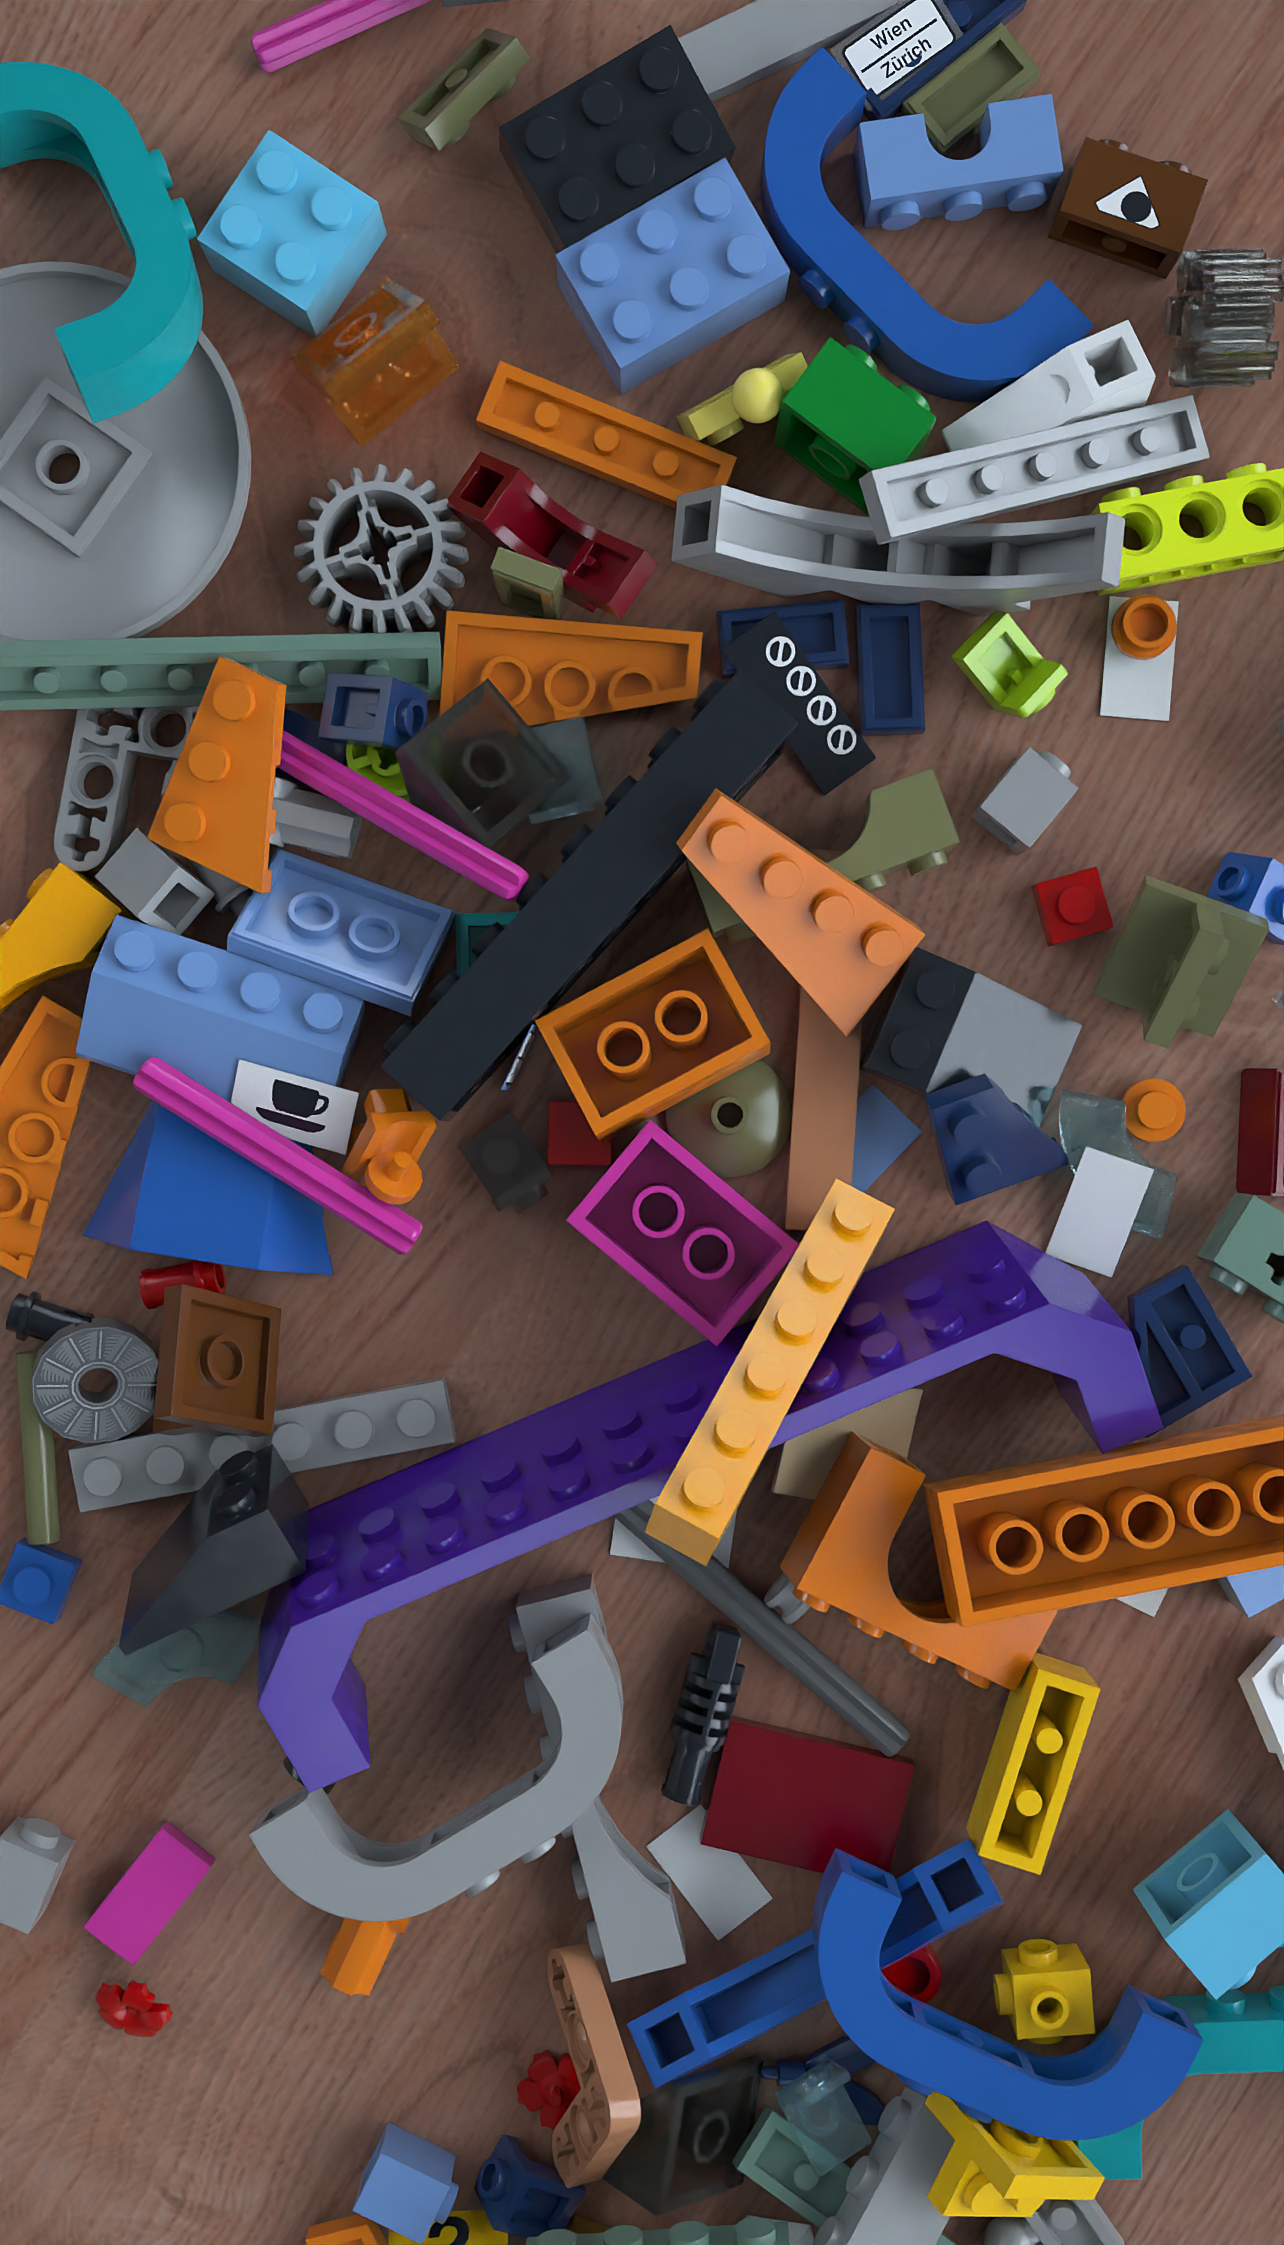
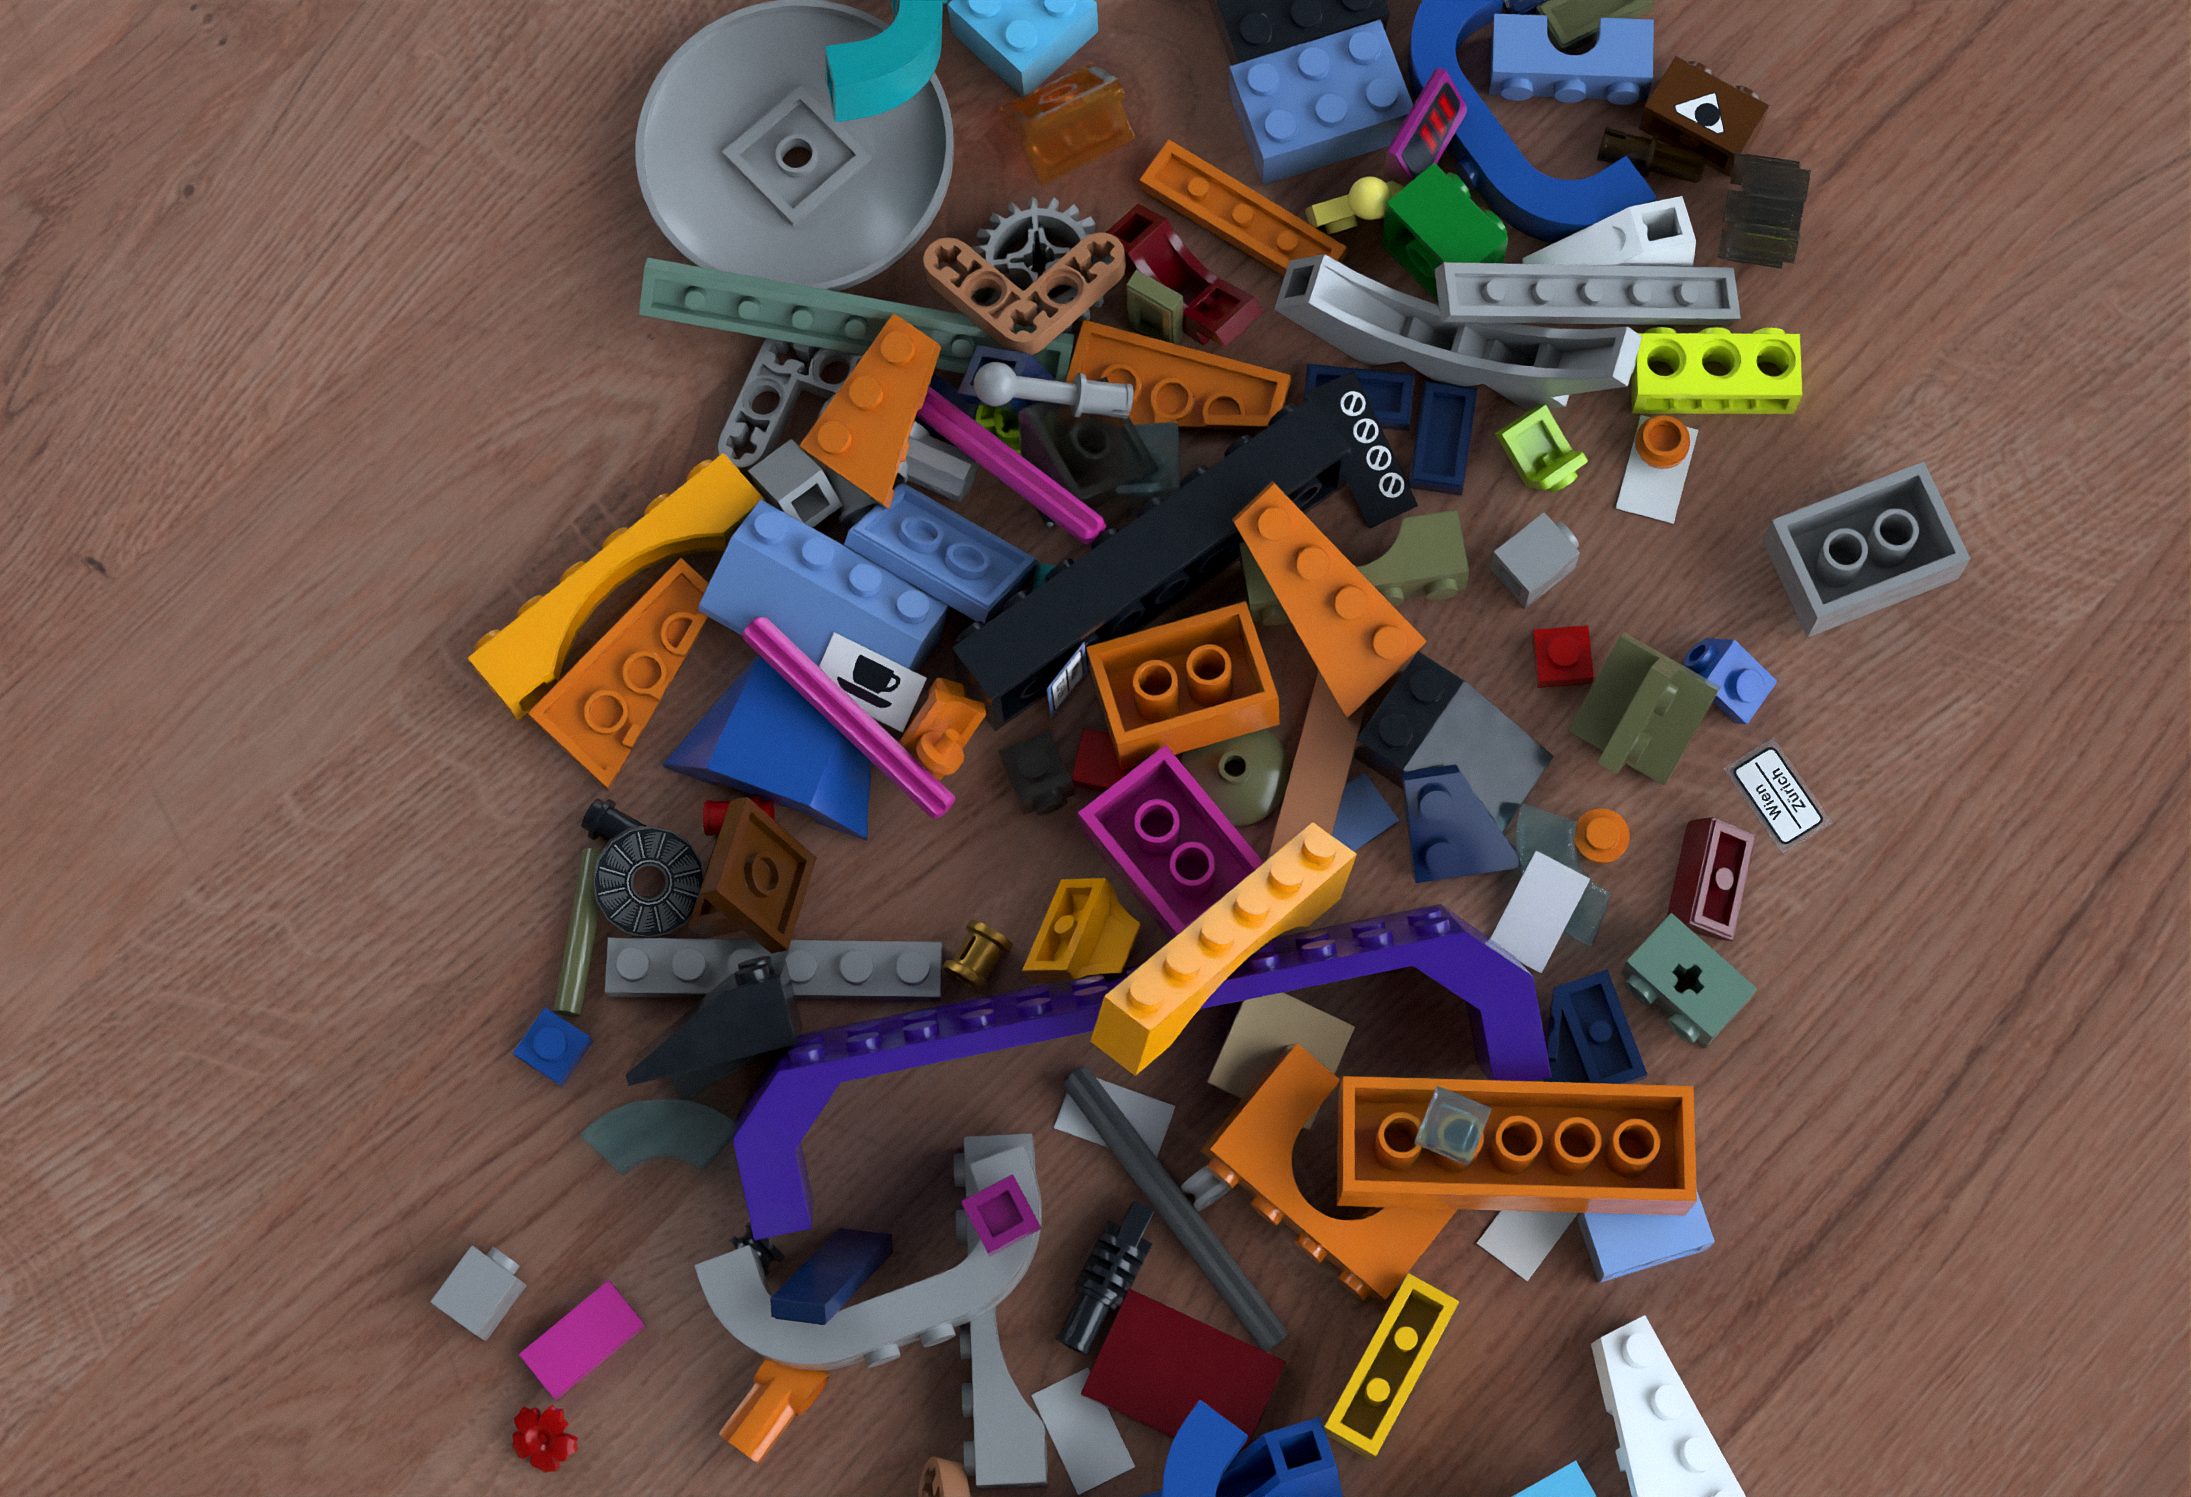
camera: 20 degrees right, 15 degrees down
(364, 726) = (998, 384): none -> light grey pin
(366, 615) = (1018, 305): none -> nougat beam
(403, 1805) = (831, 1276): none -> dark blue tile
(485, 1389) = (977, 956): none -> pearl gold bush
(580, 1725) = (1001, 1215): none -> magenta plate
(599, 1350) = (1082, 933): none -> light orange slope
(808, 295) = (1425, 129): none -> slope
(1071, 270) = (1651, 156): none -> dark brown axle
(1074, 1530) = (1452, 1125): none -> clear light blue tile

